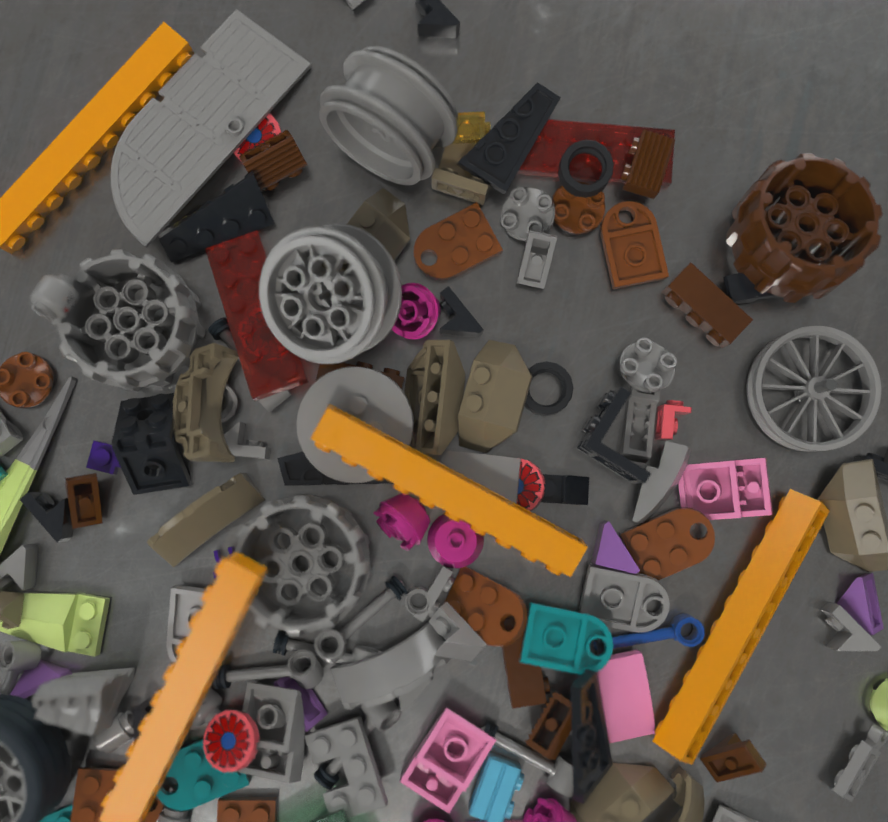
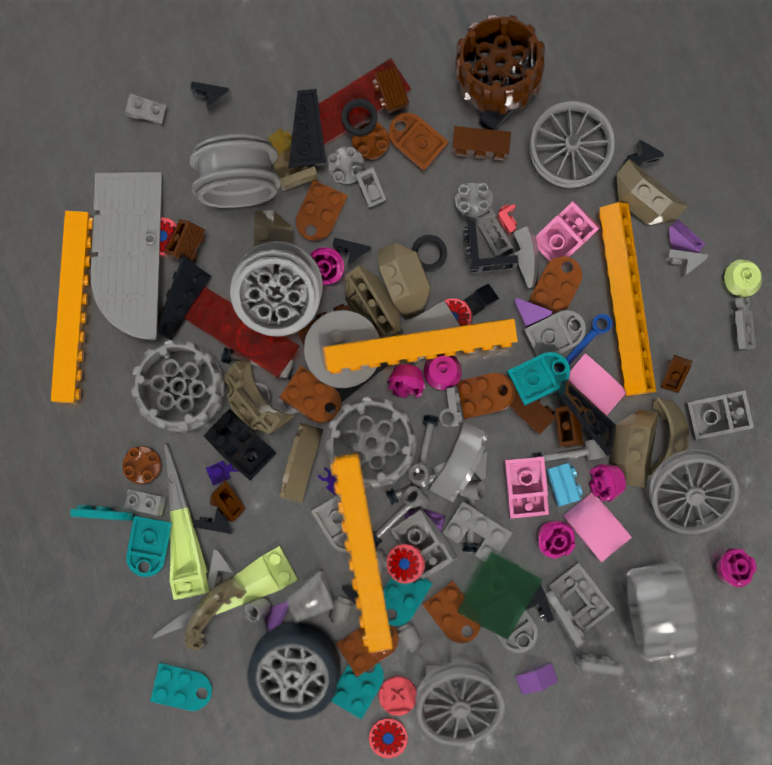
camera: 35 degrees left, 0 degrees up
(54, 296) = (137, 399): light grey head -> none
(275, 451) = (310, 396): none -> dark orange plate
(460, 638) = (482, 418): light grey slope -> none

